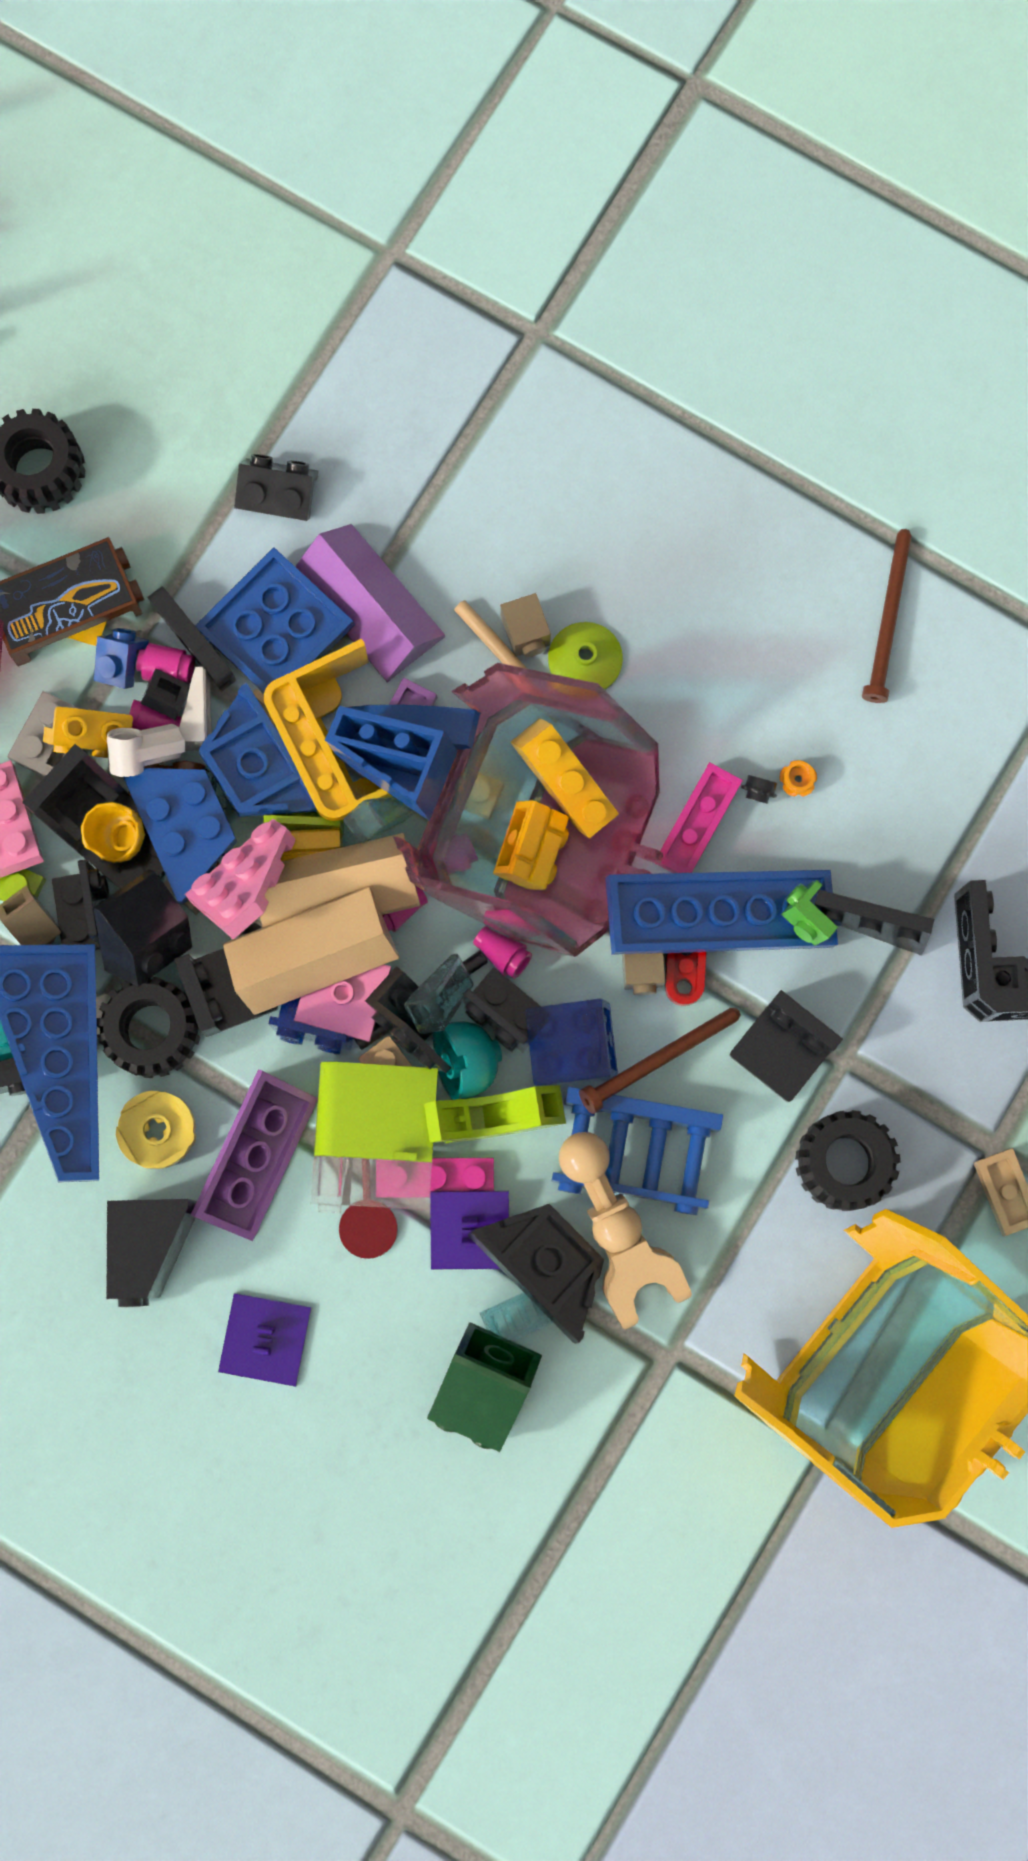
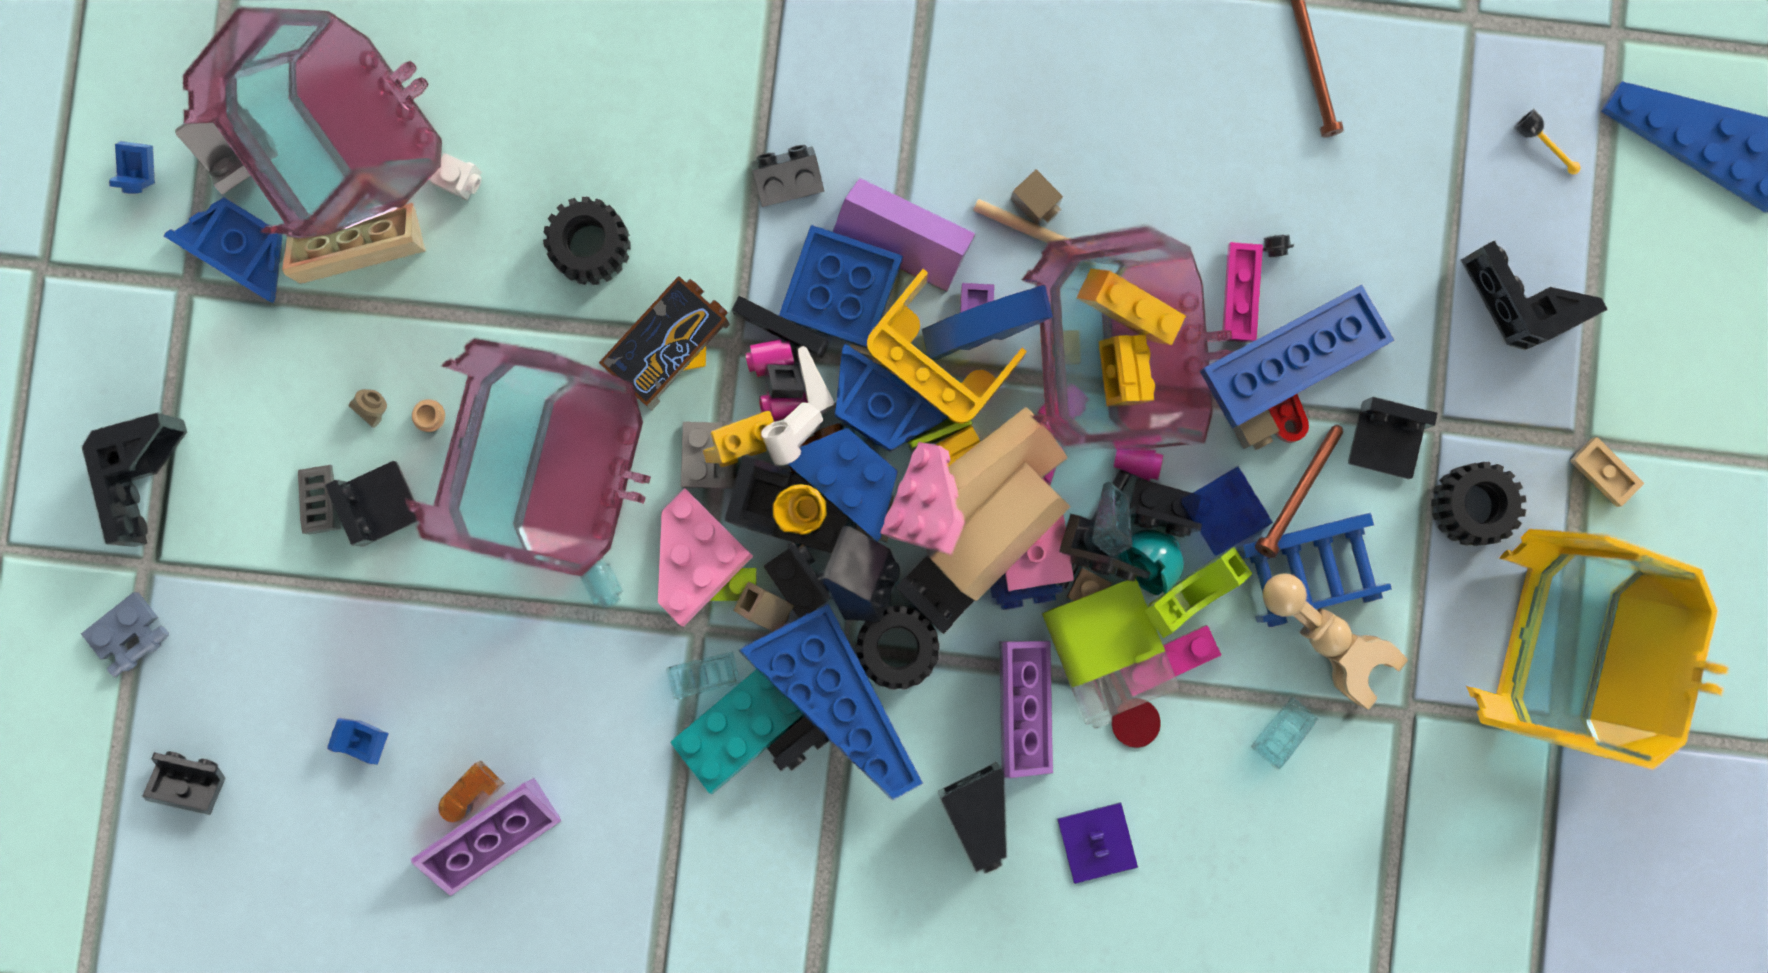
camera: 25 degrees left, 5 degrees up
(117, 657) = (730, 368): bracket -> none
(134, 1124) = (943, 741): light yellow plate -> none
(376, 817) = (1001, 402): clear light blue slope -> none
(395, 755) = (997, 351): blue wedge -> none
(454, 1217) = (1215, 688): dark purple piece -> none
(484, 1387) = (1289, 803): dark green slope -> none
(546, 1263) = (1287, 687): black wing -> none
(606, 651) = (1081, 213): lime dish -> none
(801, 769) = (1308, 217): light orange plate -> none
(806, 918) = (1367, 332): bright green bracket -> none
(877, 921) = (1417, 310): black wing -> none

